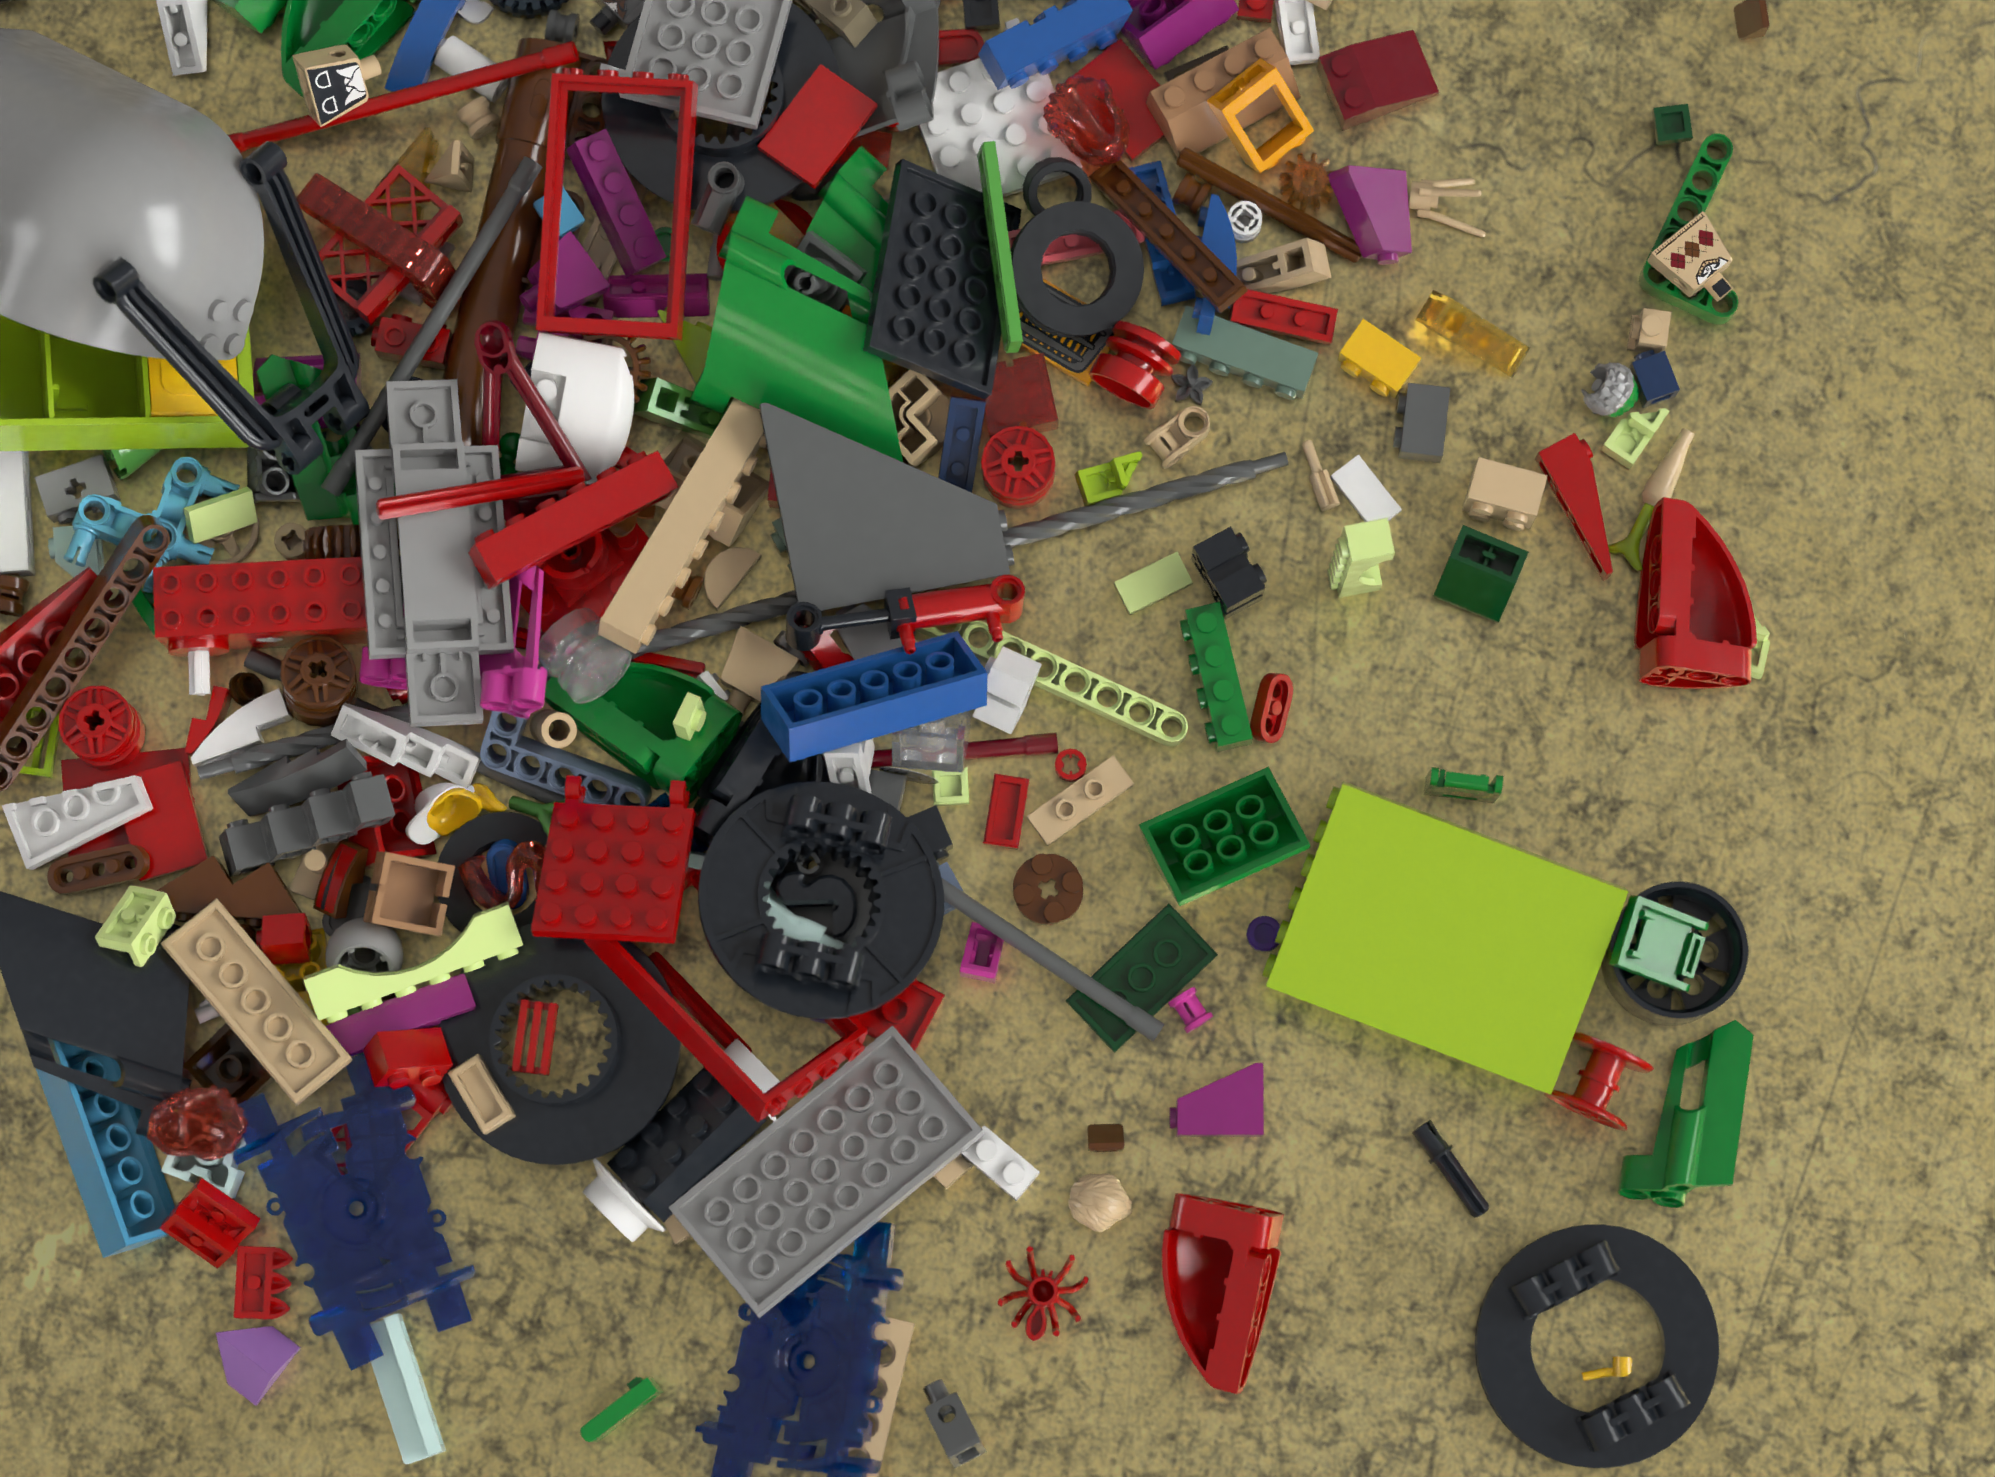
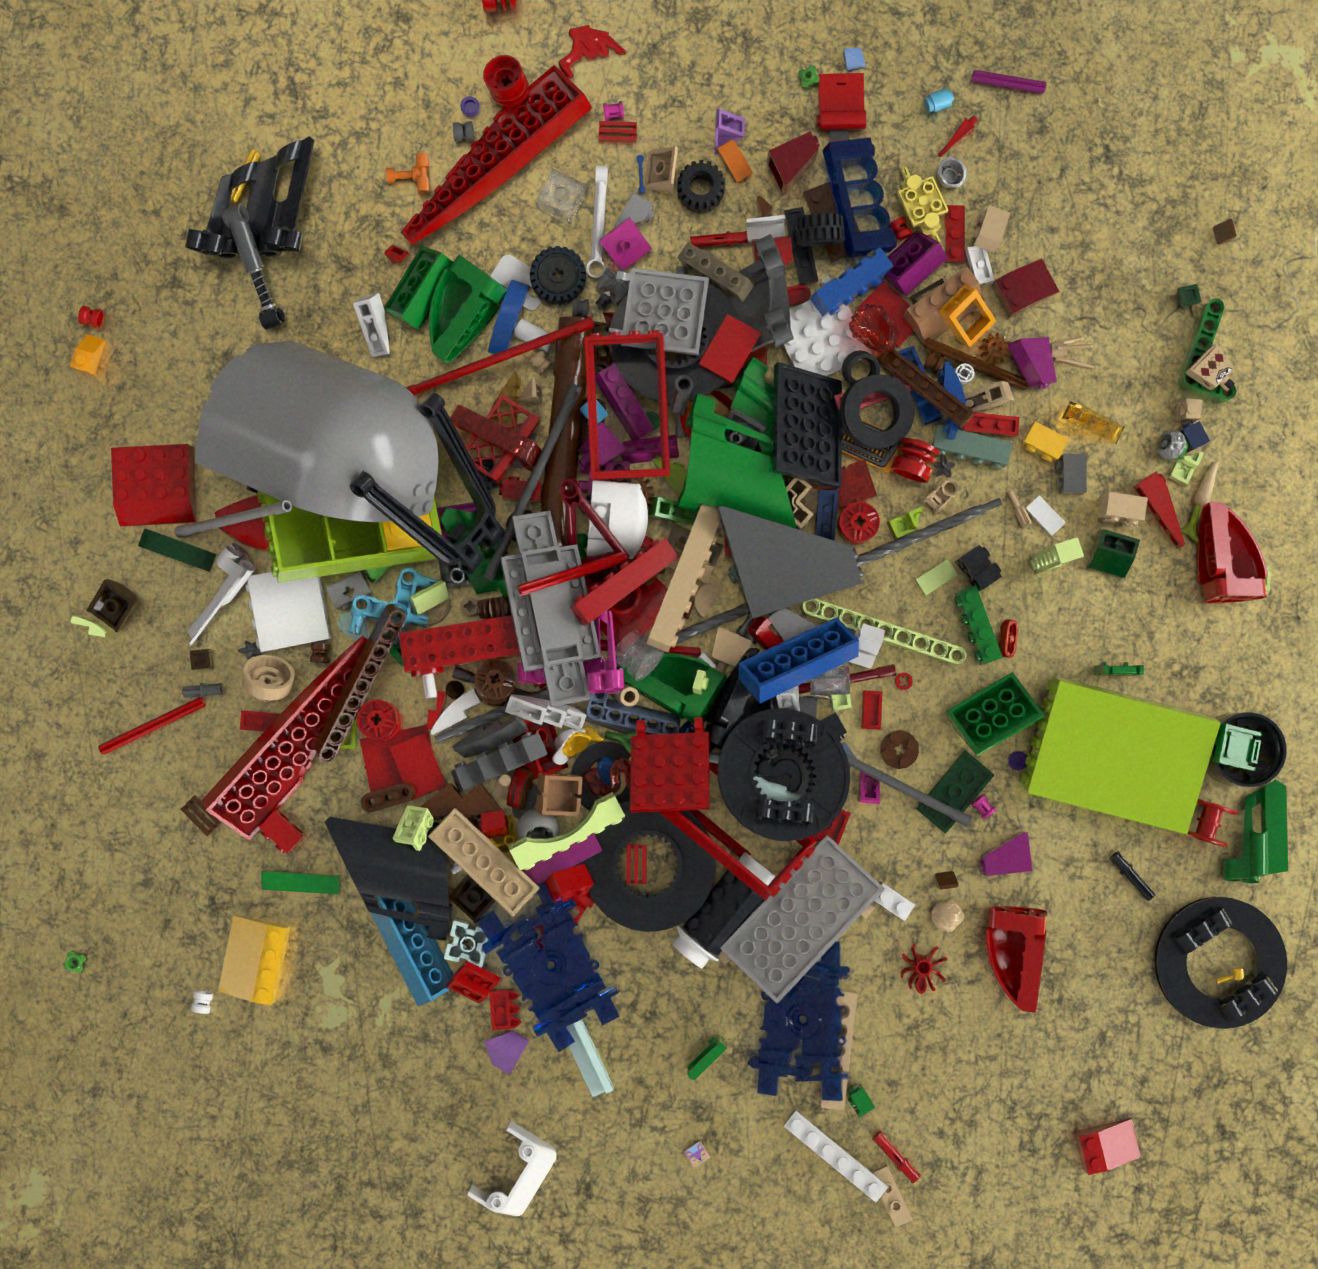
camera: 10 degrees left, 5 degrees up
(64, 821) = (365, 773): white wing -> none
(197, 1123) = (461, 933): clear red piece -> none
(334, 81) = (461, 352): torso -> none
(482, 1094) = (611, 897): tan tile -> none
(910, 611) = (809, 610): piece -> none
(957, 1436) = (889, 1051): dark grey torso -> none
(999, 247) = (835, 404): bright green tile -> none
(1080, 800) = (911, 699): tan plate -> none

